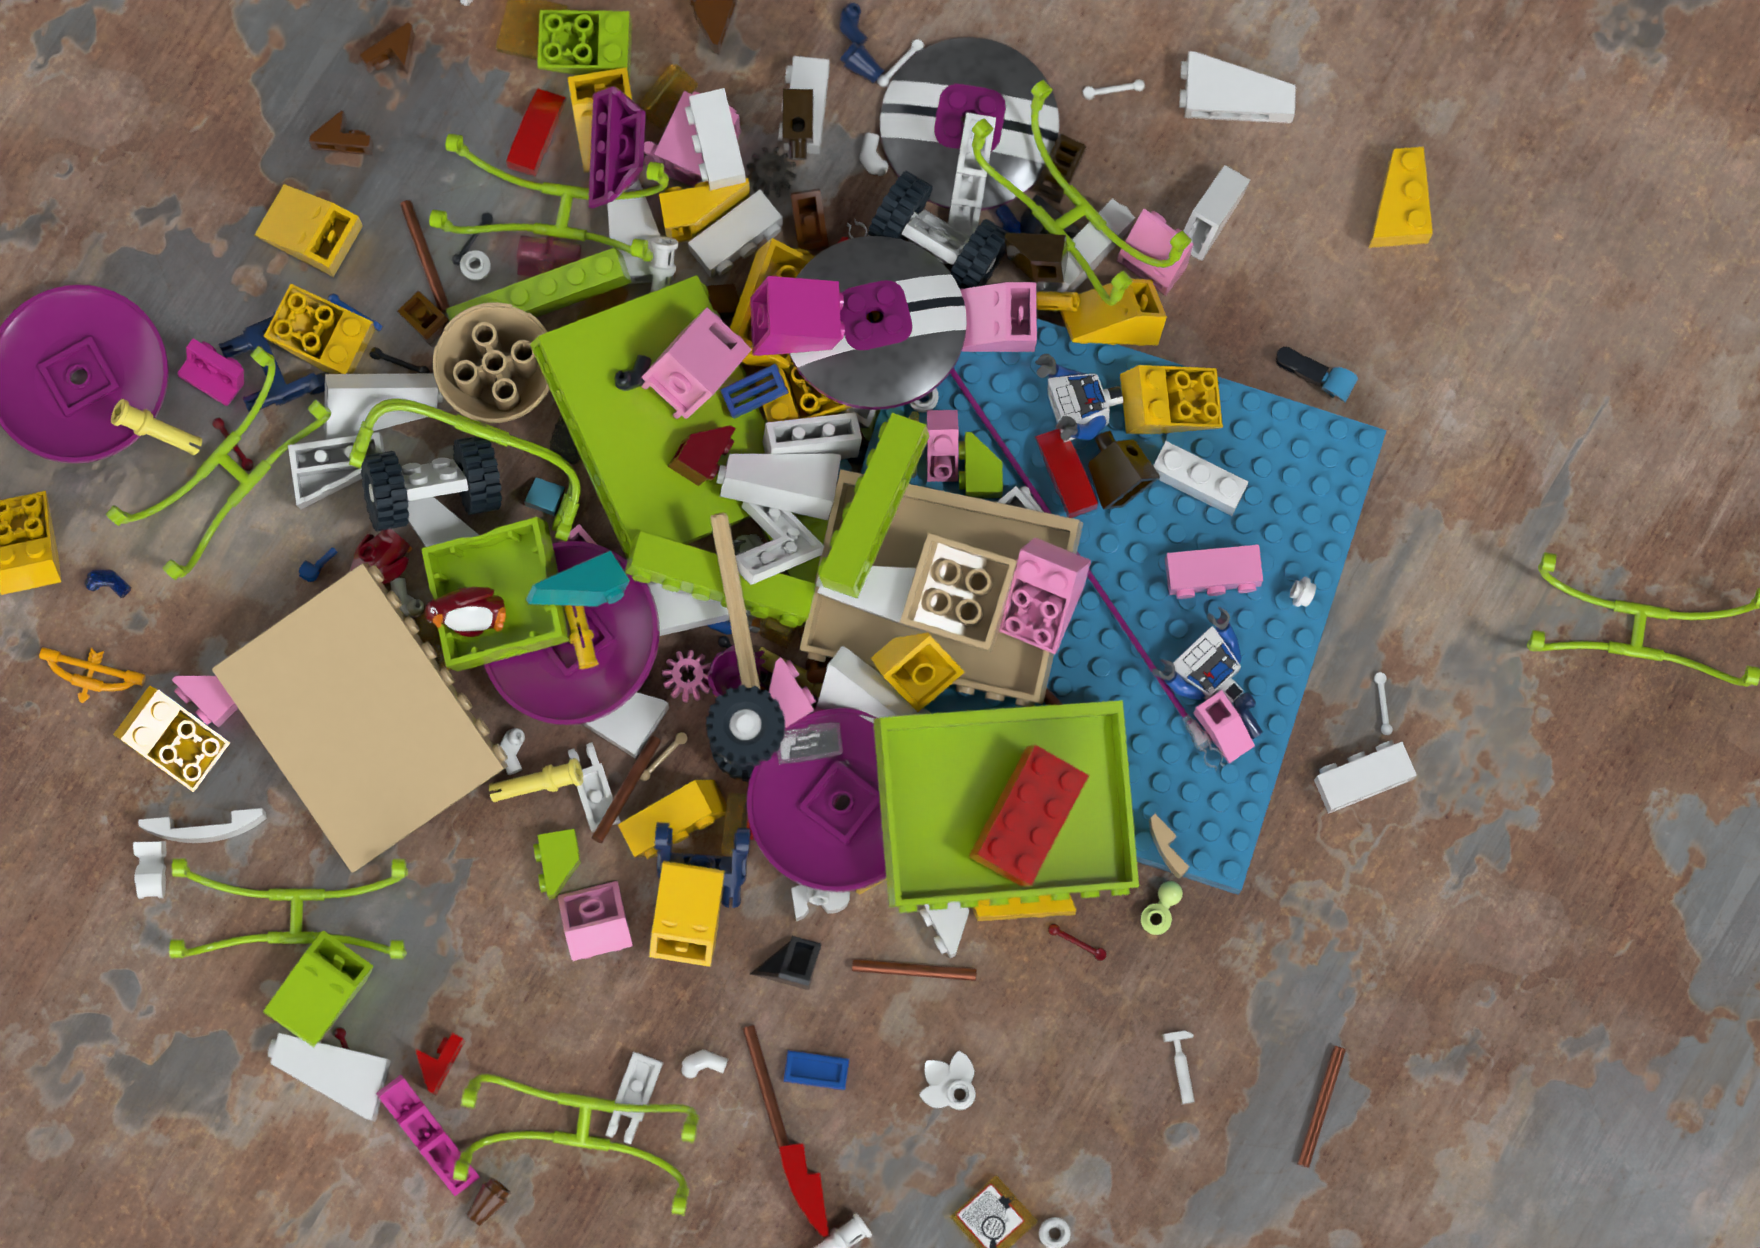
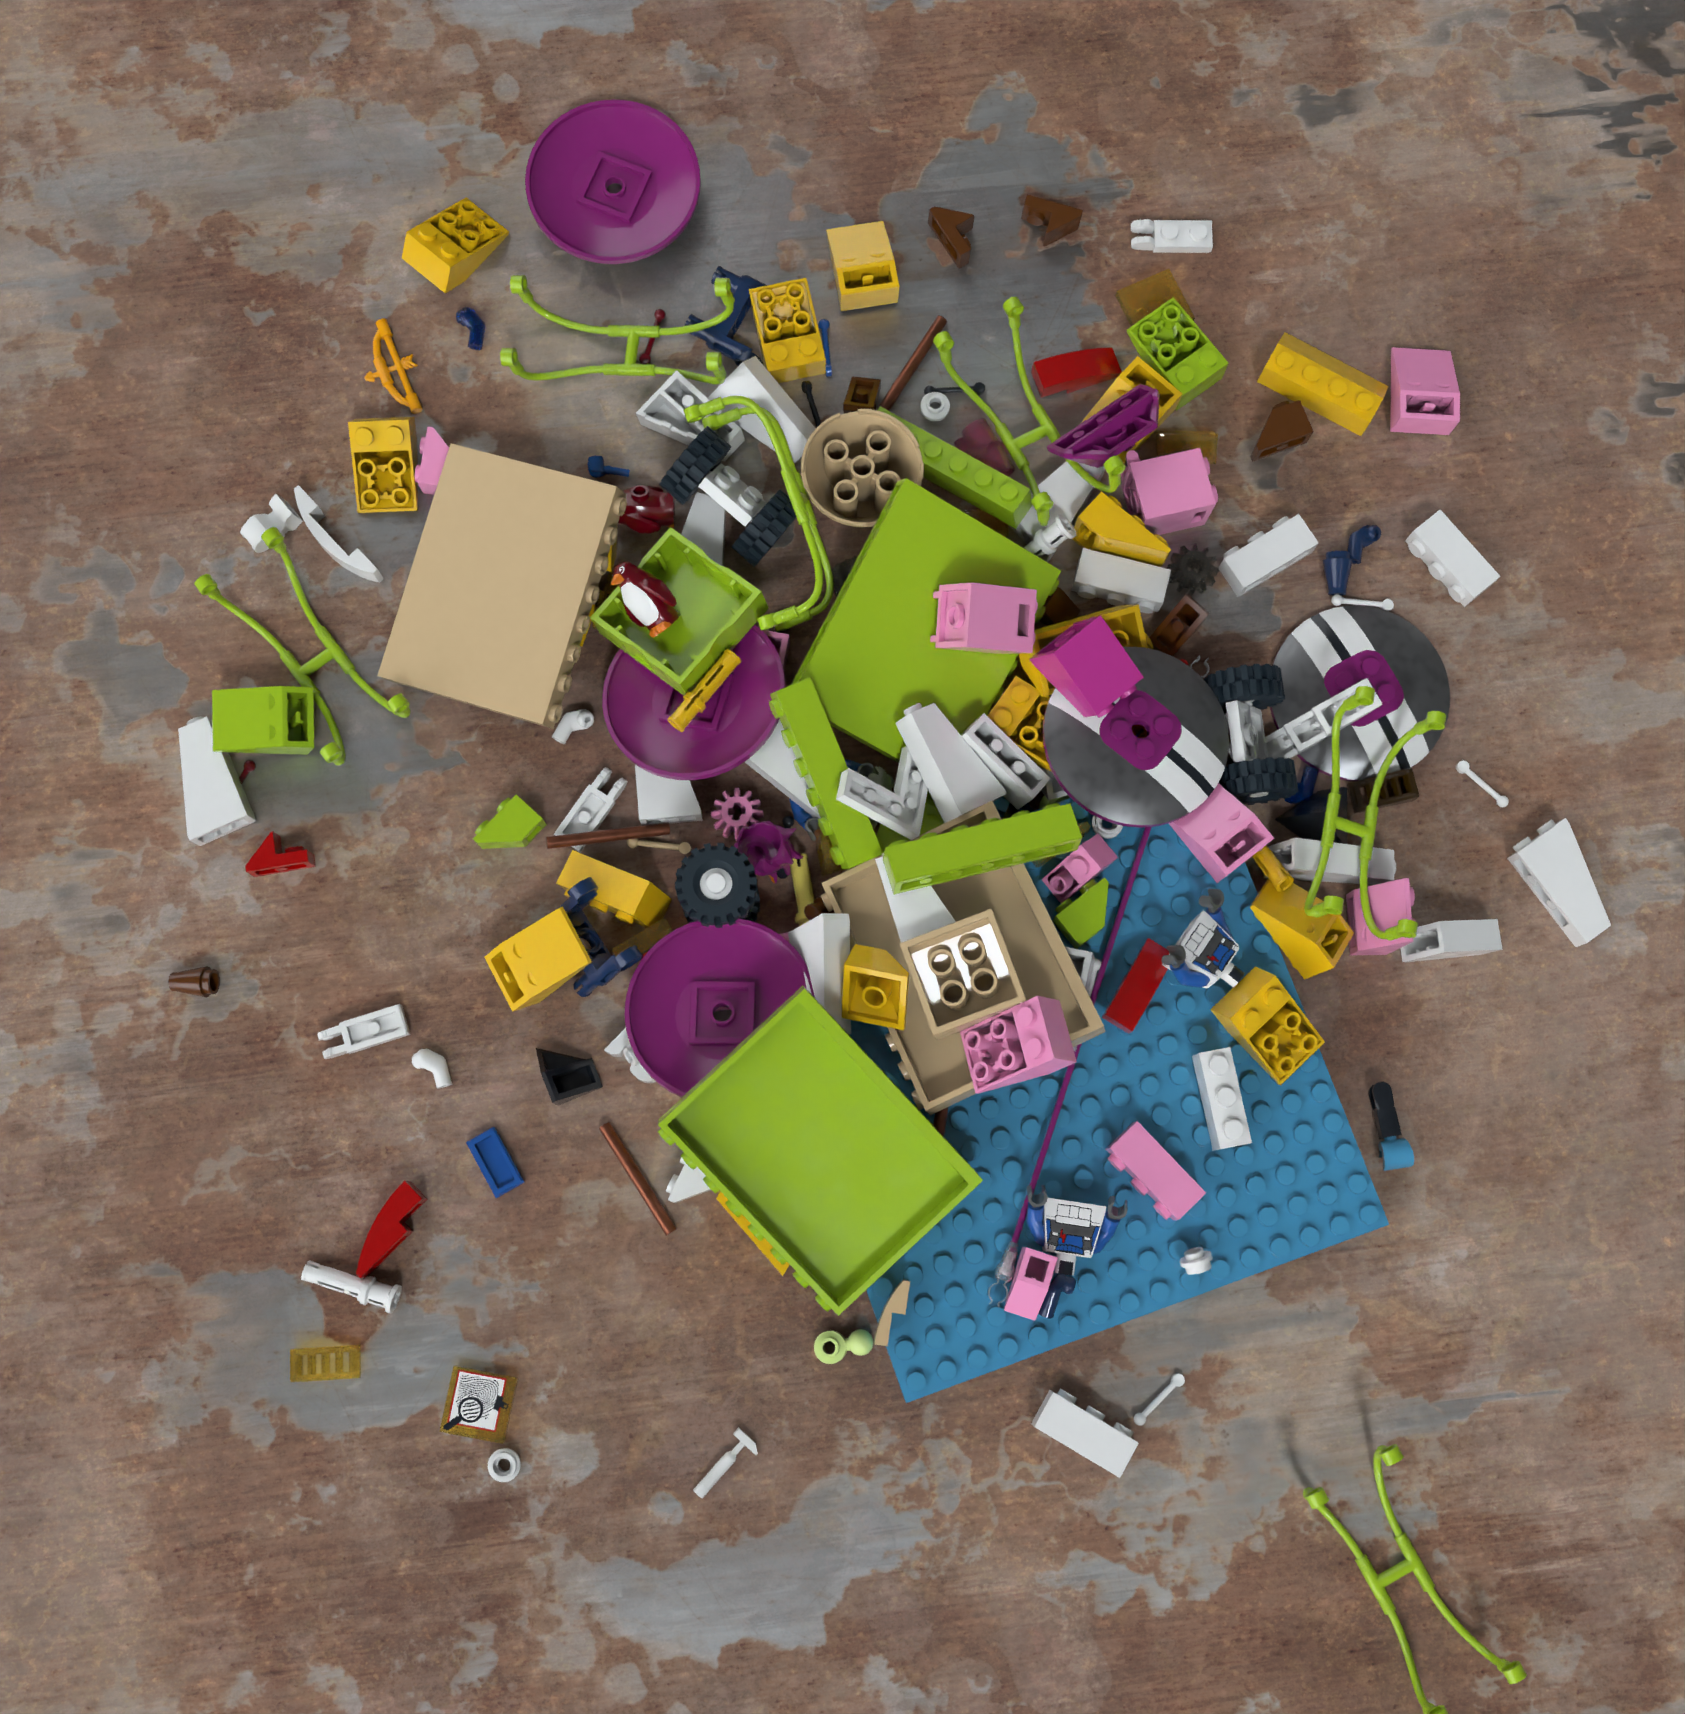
camera: 50 degrees right, 0 degrees up
(143, 423) = (610, 253): light yellow pin -> none
(212, 372) = (692, 277): dark pink bracket -> none
(410, 606) = (628, 550): white arm -> none
(425, 1132) = (212, 894): dark pink slope -> none
(544, 496) = (793, 592): medium azure slope -> none
(549, 778) = (569, 769): light yellow pin -> none
(581, 1138) = (299, 1015): lime bar -> none
(583, 585) = (736, 671): teal slope -> none
(594, 921) = (483, 892): bright pink slope -> none
(632, 379) = (932, 579): black arm -> none
(700, 452) = (918, 680): dark red slope -> none
(715, 139) = (1180, 498): white brick -> none
(734, 600) = (813, 798): tan axle -> none
(766, 398) = (997, 695): blue tile -> none
(766, 1086) = (451, 1132): copper bar -> none
(792, 699) = (778, 901): bright pink slope -> none
(798, 108) = (1258, 544): dark brown torso -> none
(810, 743) = (748, 949): clear slope -> none
(869, 156) = (1267, 637): white arm -> none
(946, 1079) = (567, 1275): white plate -> none
(1028, 816) = (821, 1177): red brick -> none
(1038, 255) = (1298, 824): dark brown slope -> none
(1099, 954) = (766, 1321): dark red hinge -> none
(1120, 471) = (1174, 1028): dark brown torso -> none
(1321, 1106) = (778, 1612): copper bar -> none
(1404, 202) = (1591, 1090): yellow wedge -> none

